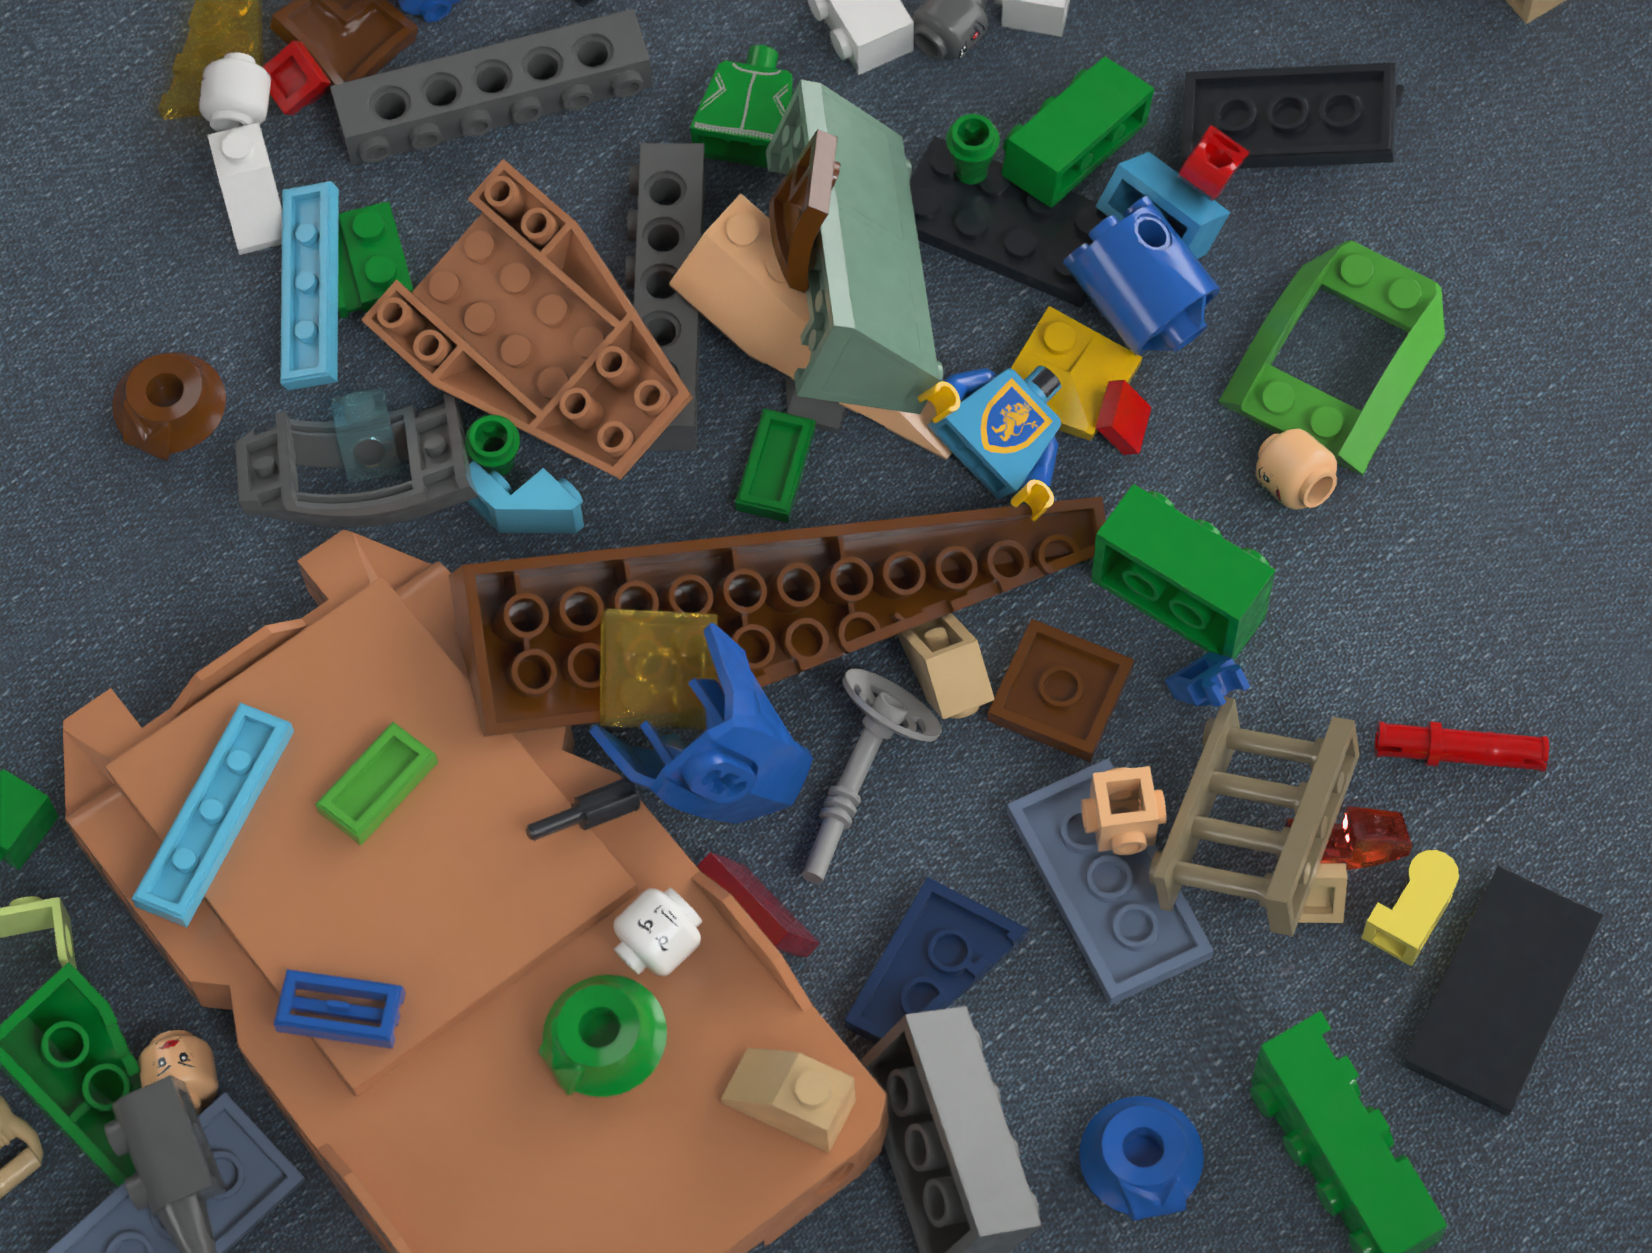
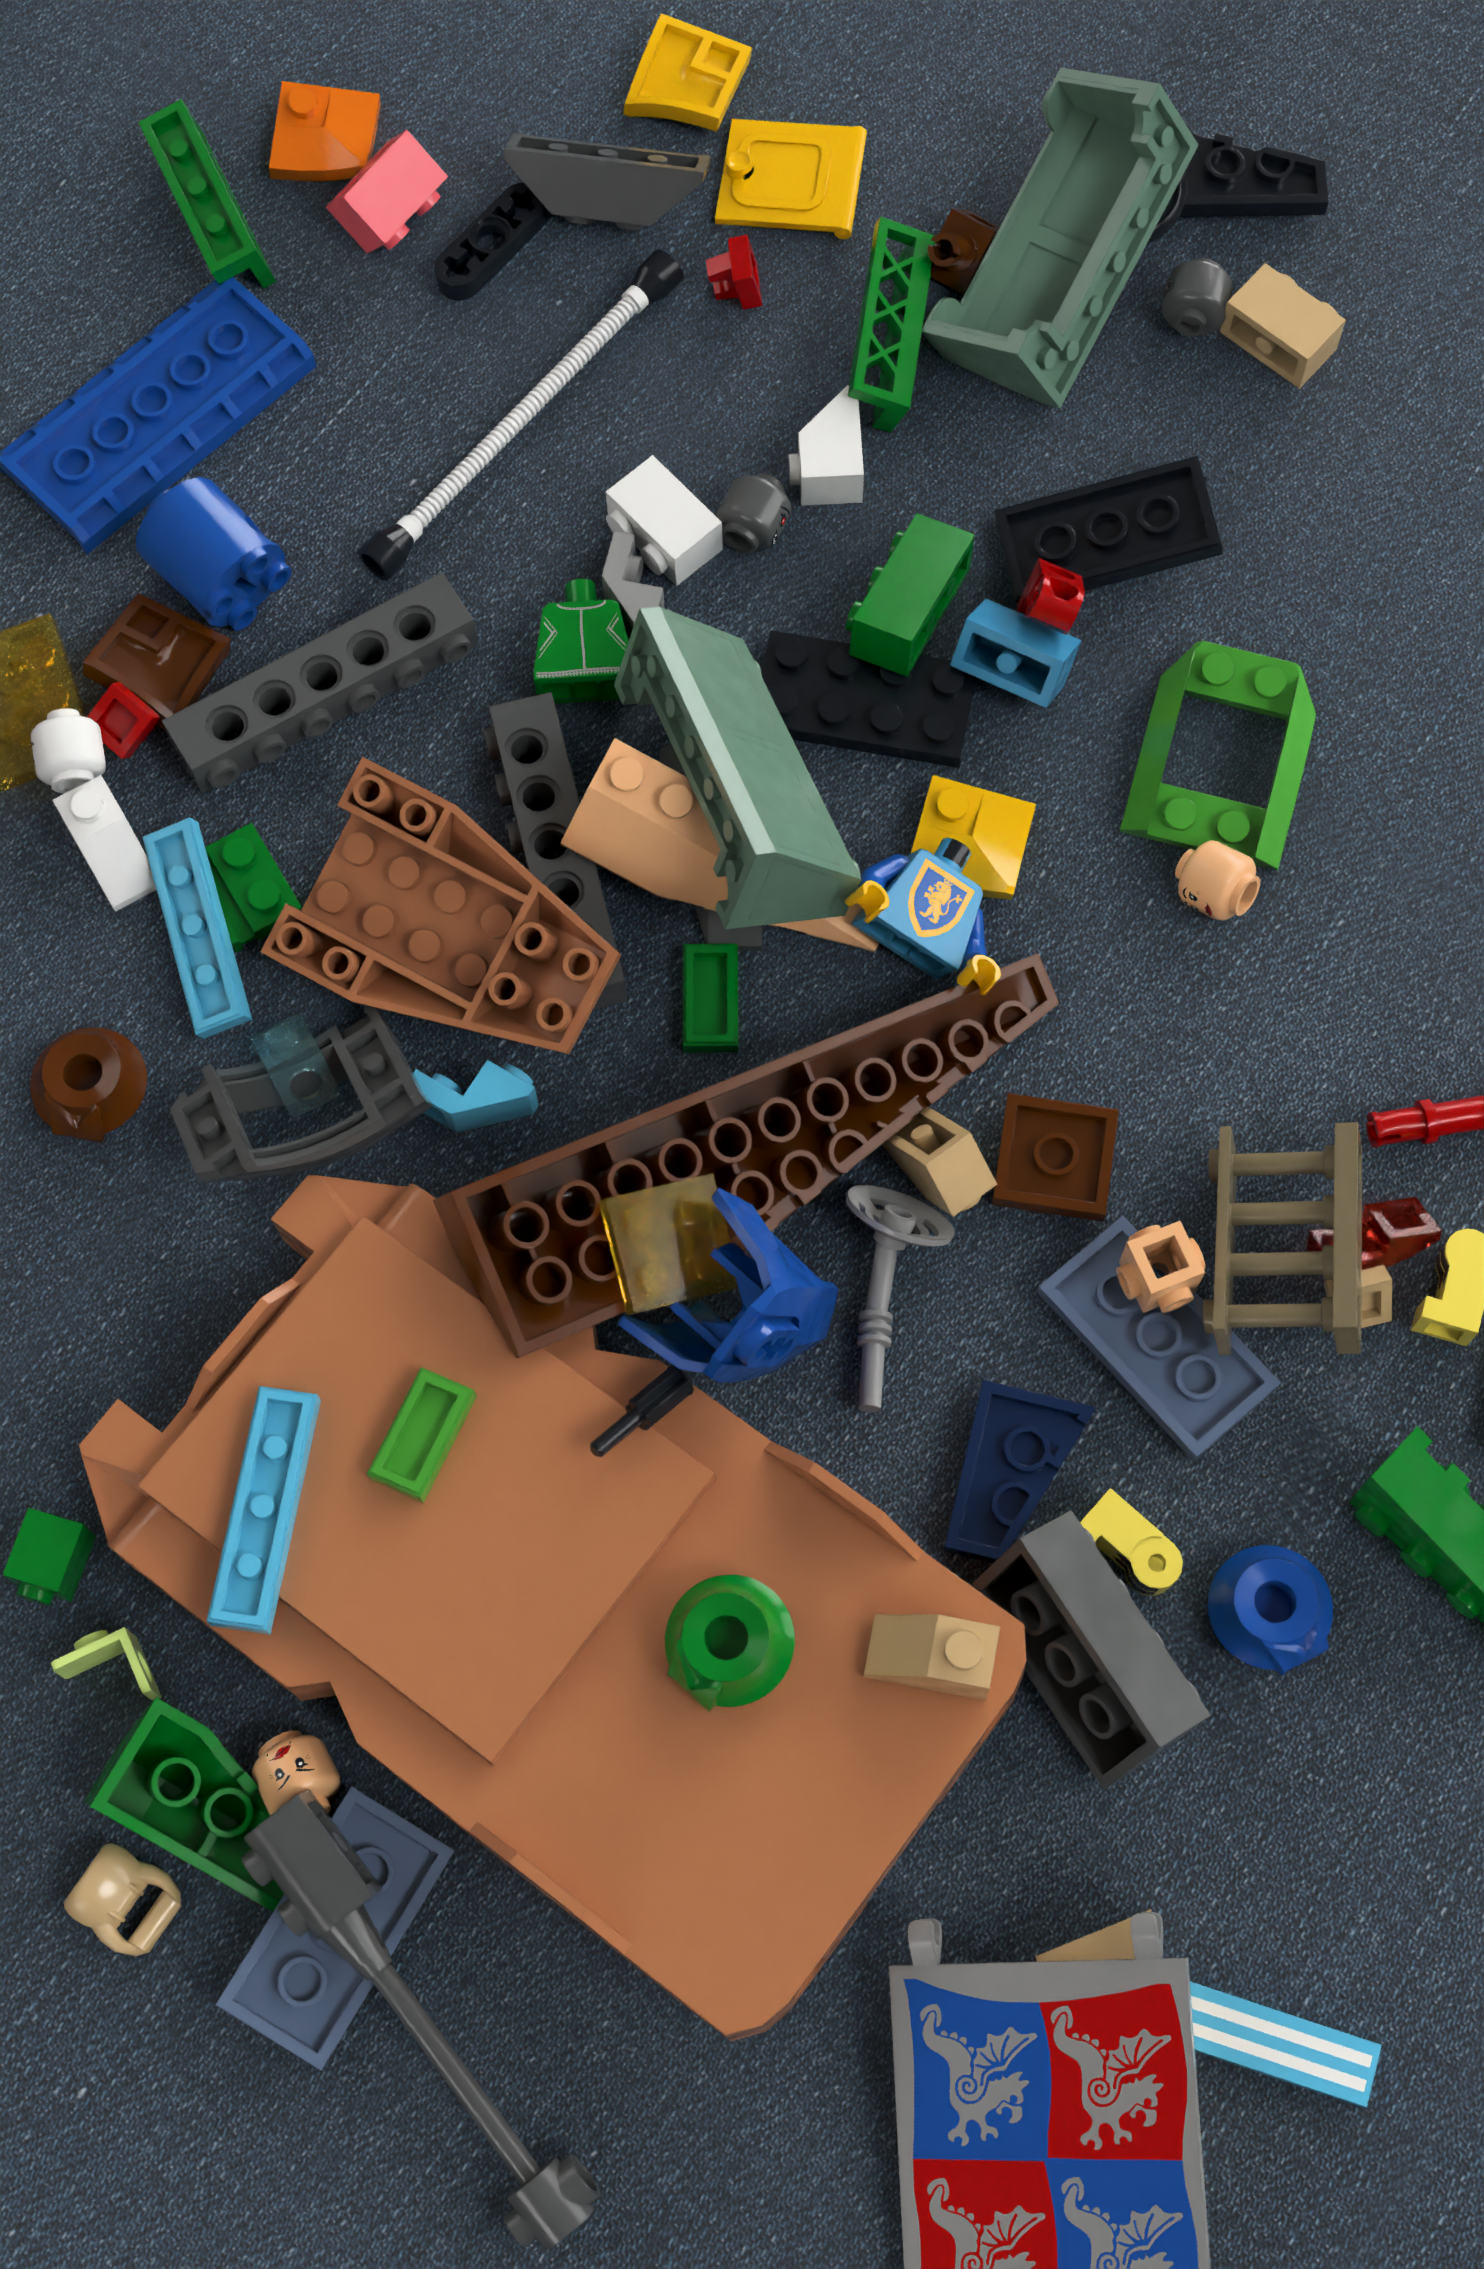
camera: 15 degrees left, 5 degrees up
(336, 1030) = (452, 1706): blue tile -> none
(493, 443) = (430, 1035): green cone -> none
(657, 932) = (752, 1520): white head -> none
(760, 904) = (830, 1452): dark red tile -> none
(802, 206) = (686, 739): reddish brown plate -> none
(808, 50) = (622, 580): none -> light grey slope
(972, 146) = (819, 634): green cone -> none
(1025, 1063) = (1134, 1544): none -> light yellow leg
(1123, 417) = (1036, 868): red tile -> none
(1144, 280) = (1024, 729): blue cylinder -> none
(1182, 573) = (1144, 1013): green brick -> none
(1207, 680) = (1196, 1112): blue plate -> none

